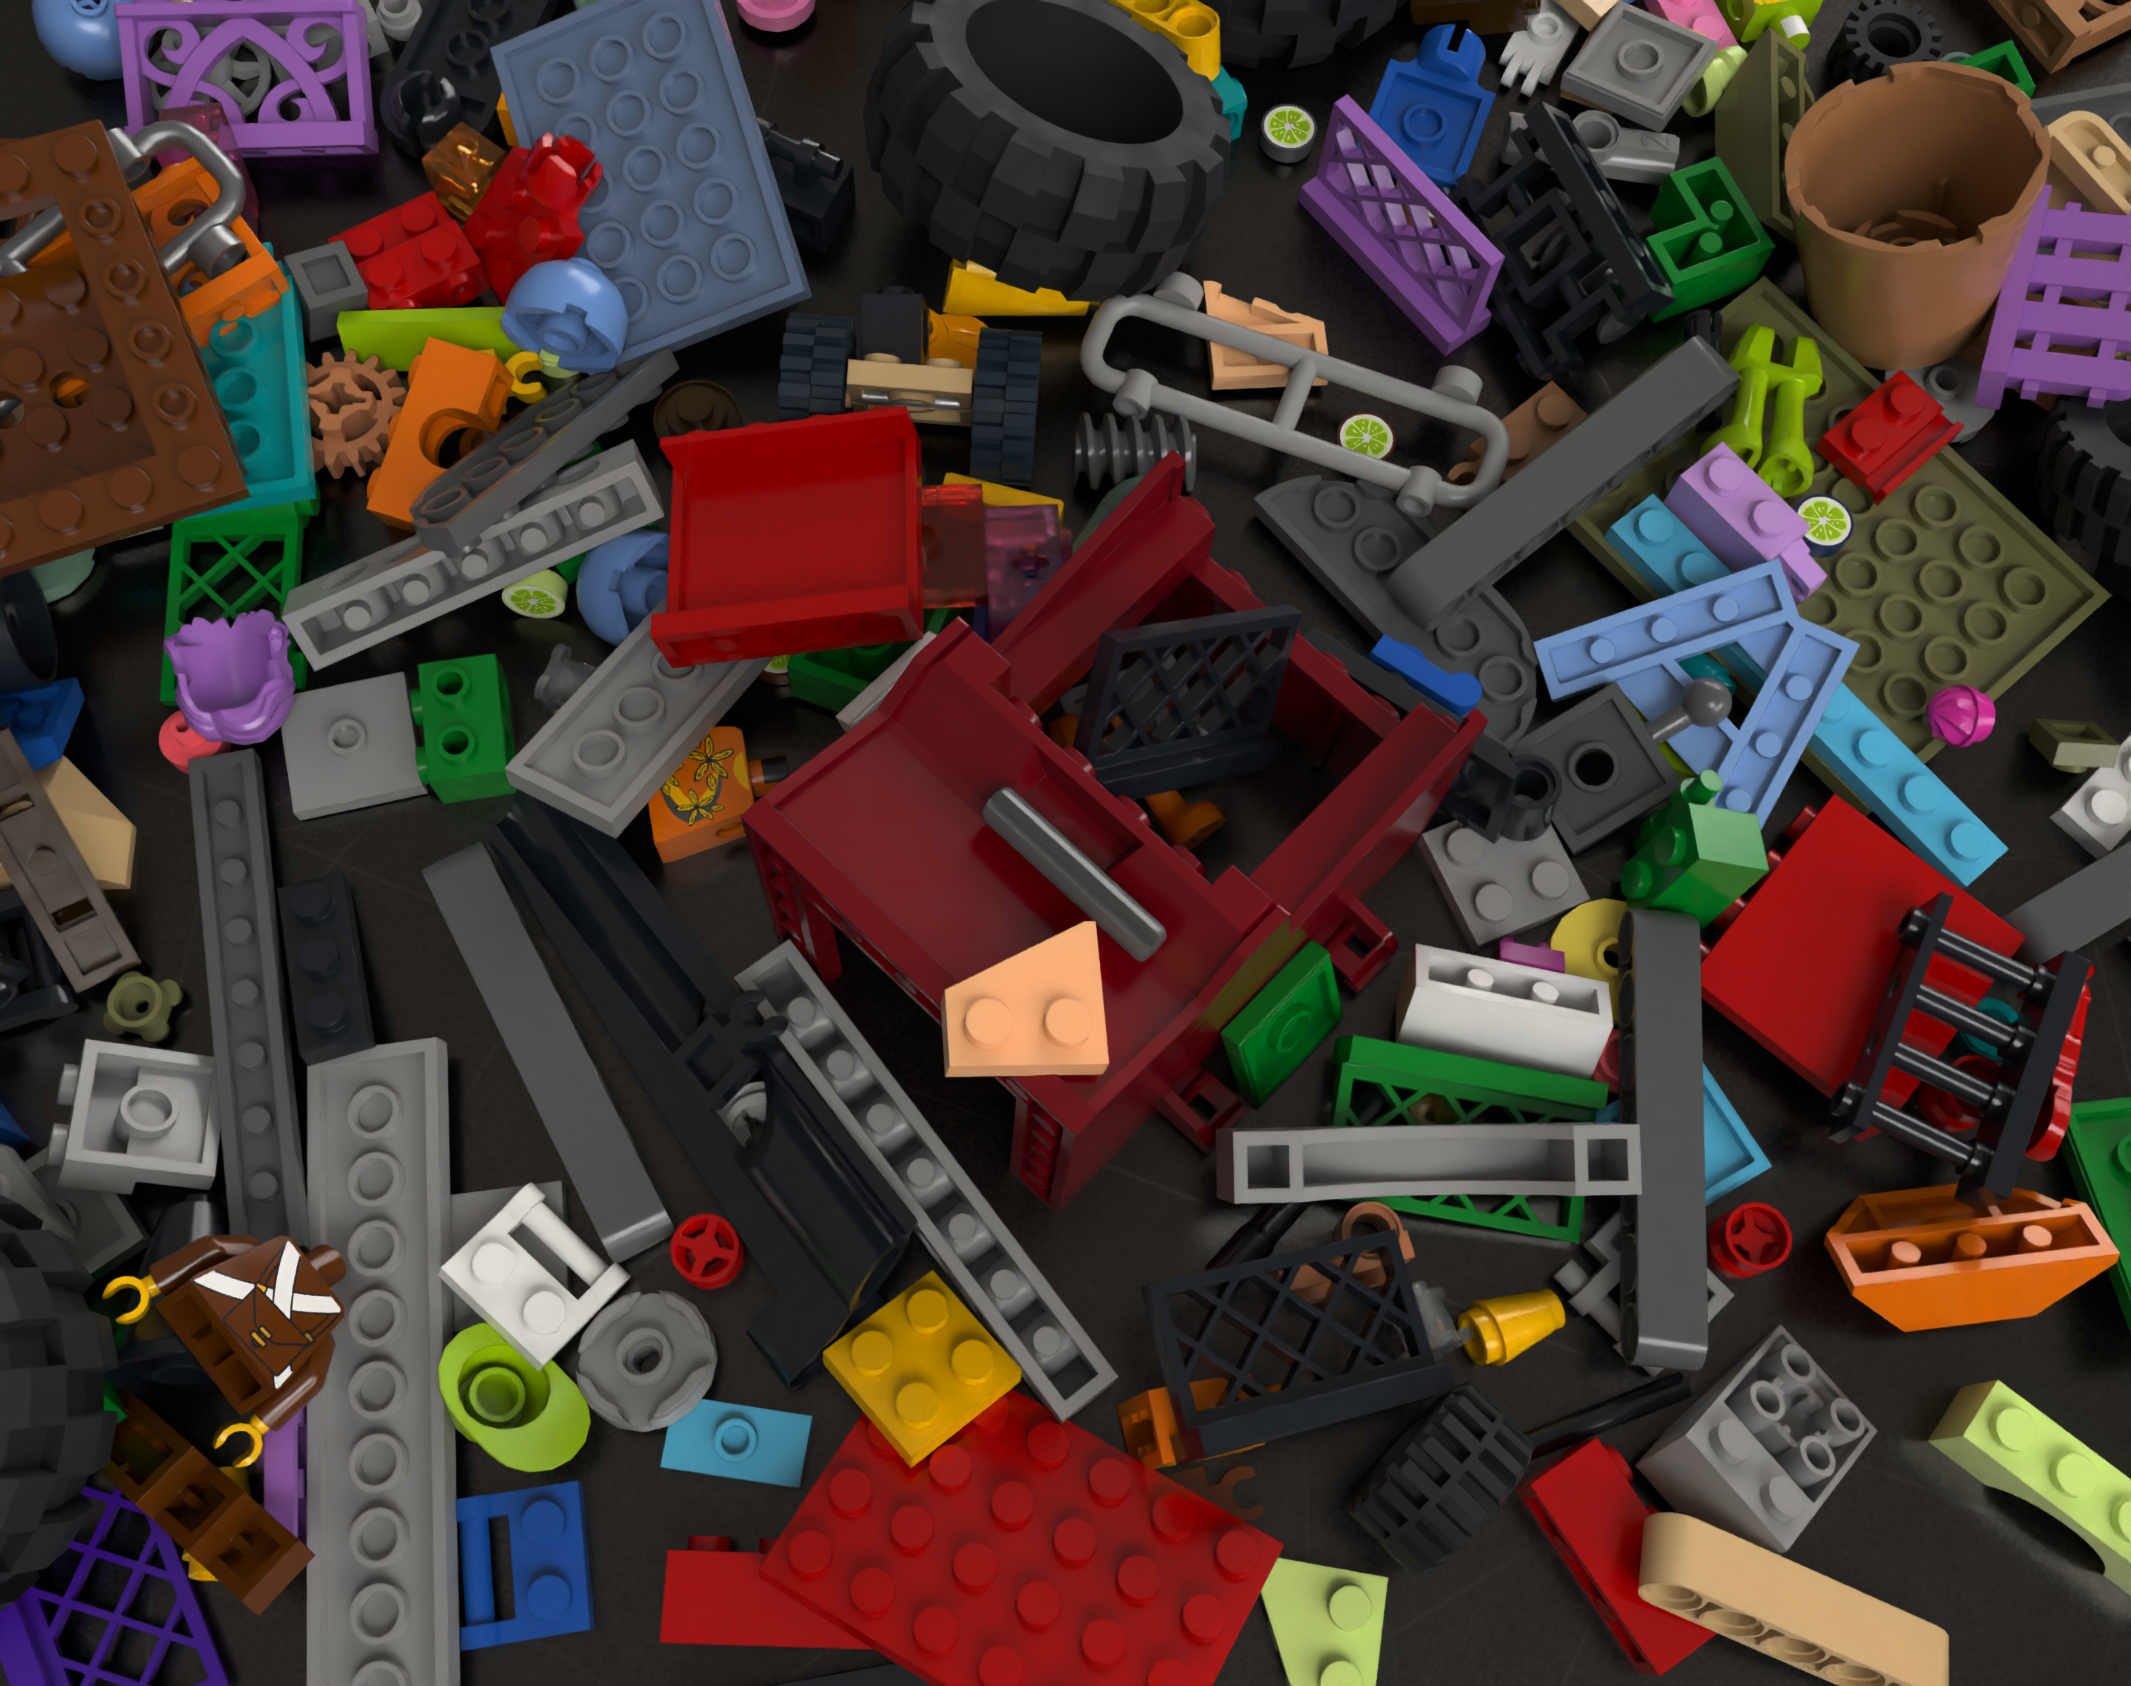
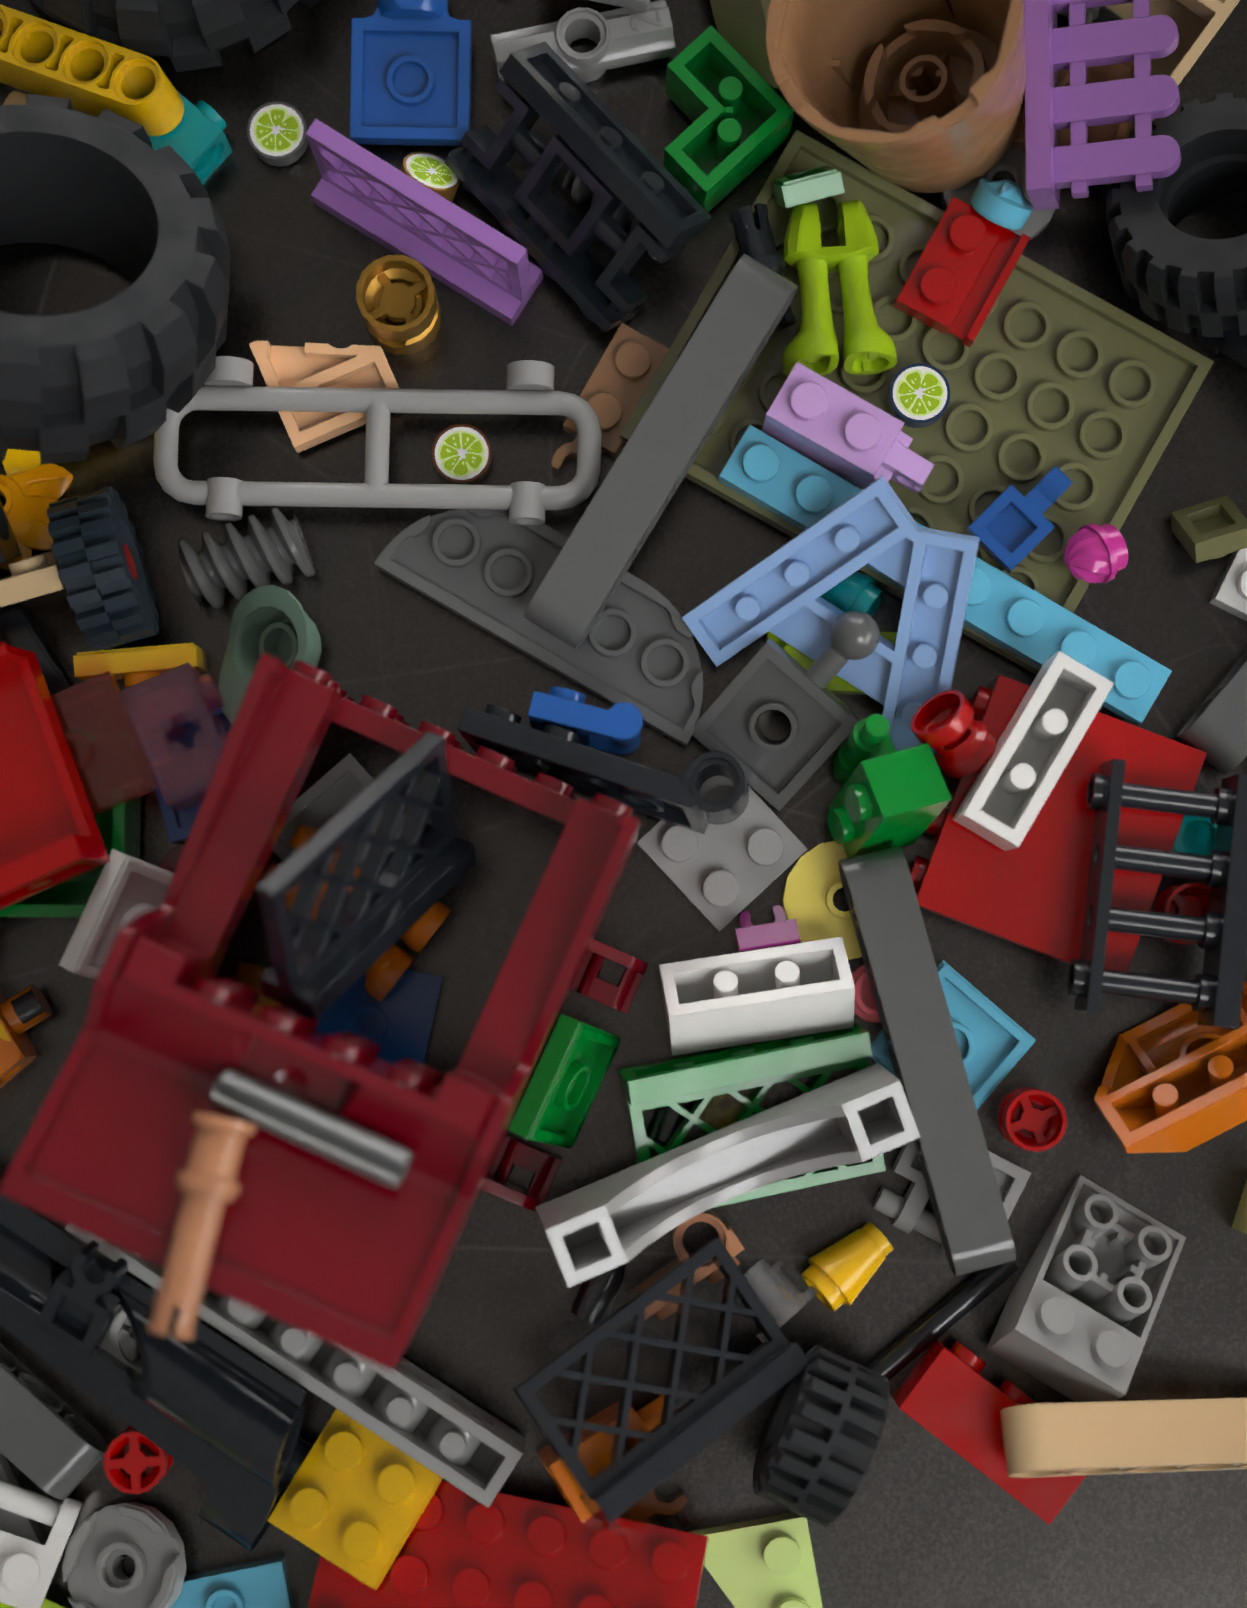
camera: 15 degrees left, 15 degrees up
(953, 881) = (207, 1186): none -> nougat pin
(1030, 1013) = (315, 1279): light nougat wing -> none
(1354, 291) = (398, 304): none -> pearl gold wheel
(1768, 311) = (807, 186): none -> tile
(1782, 820) = (949, 728): none -> red wheel
(1858, 861) = (1033, 751): none -> white brick
(1891, 664) = (1016, 523): none -> blue plate
(1947, 387) = (1002, 203): none -> medium azure tile

